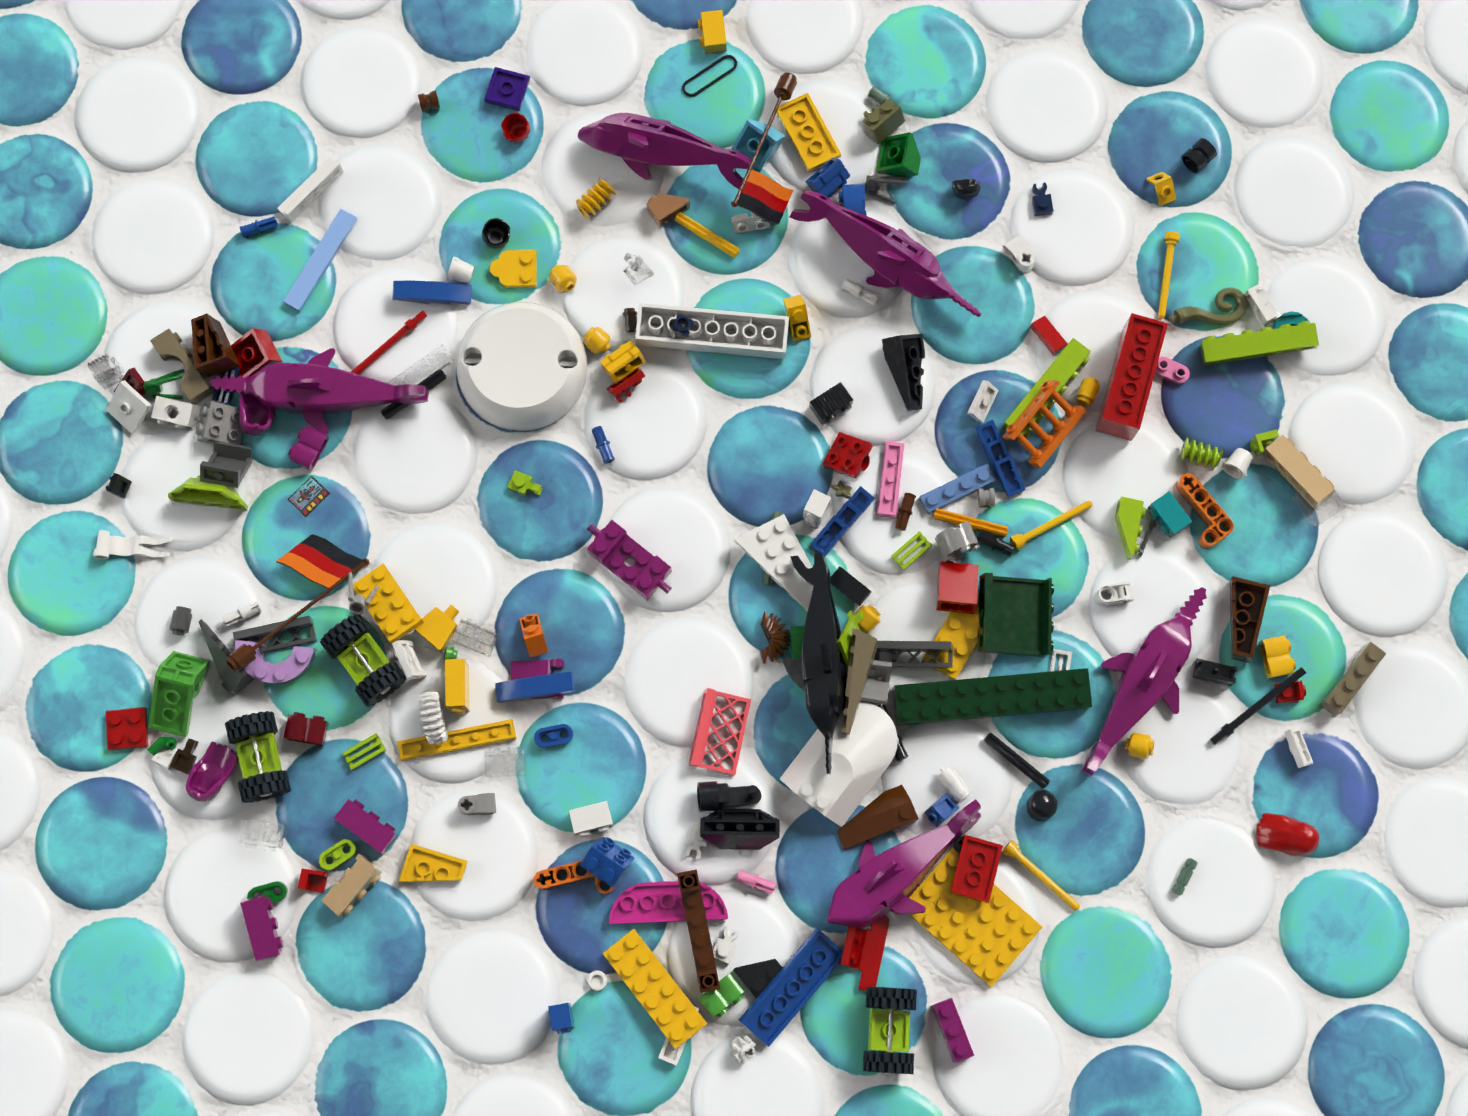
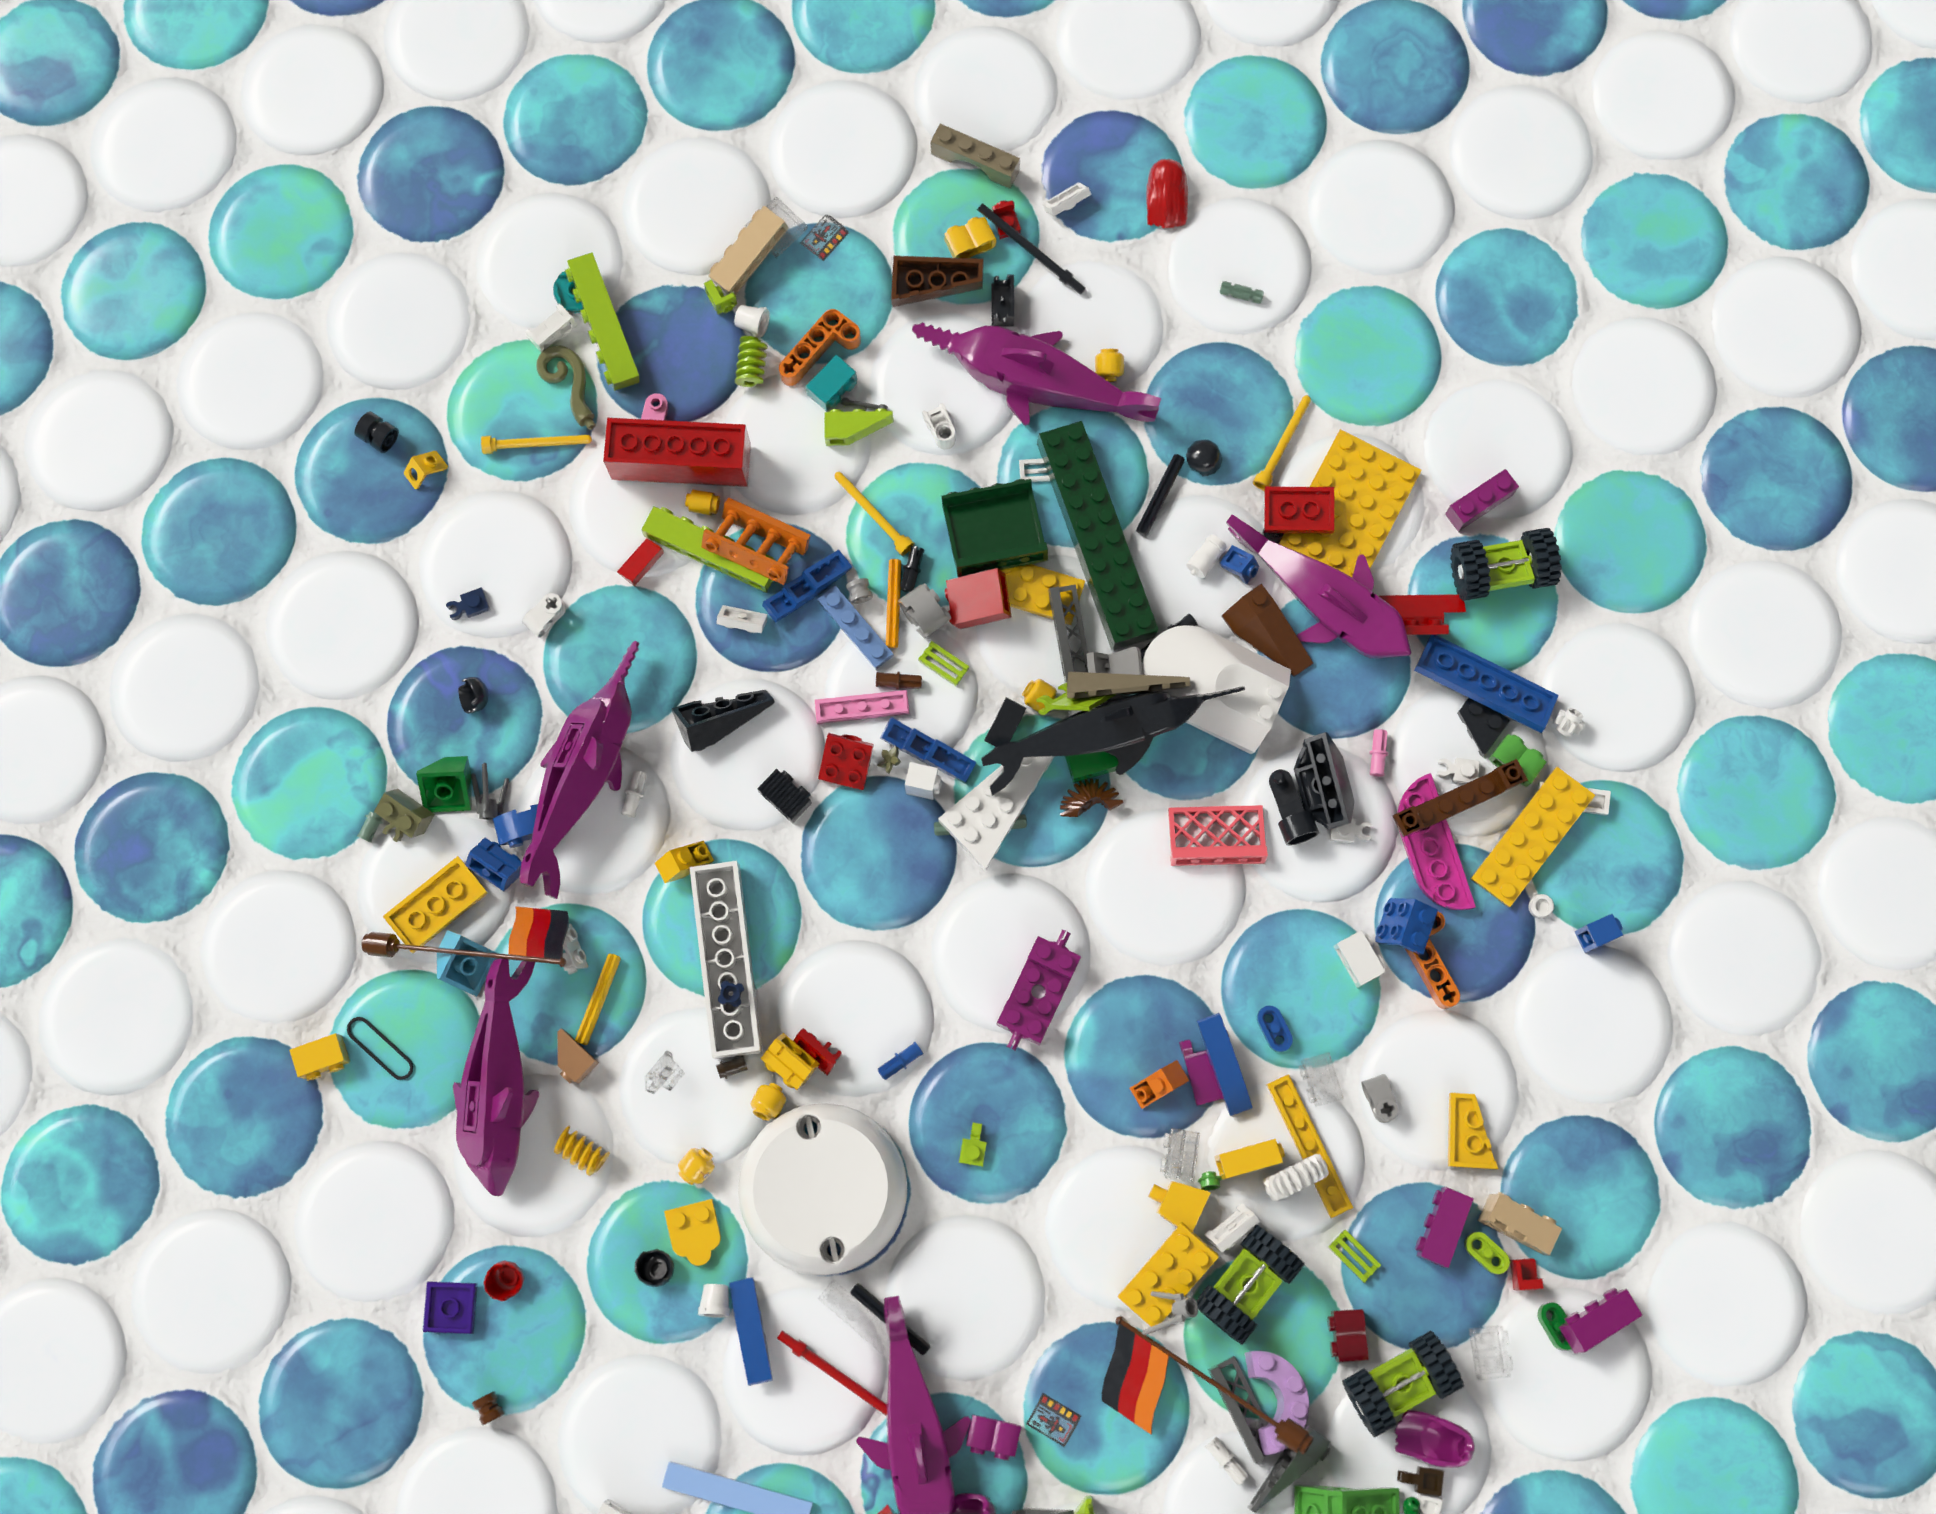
camera: 100 degrees left, 0 degrees up
(1303, 540) = (824, 237): none -> clear piece

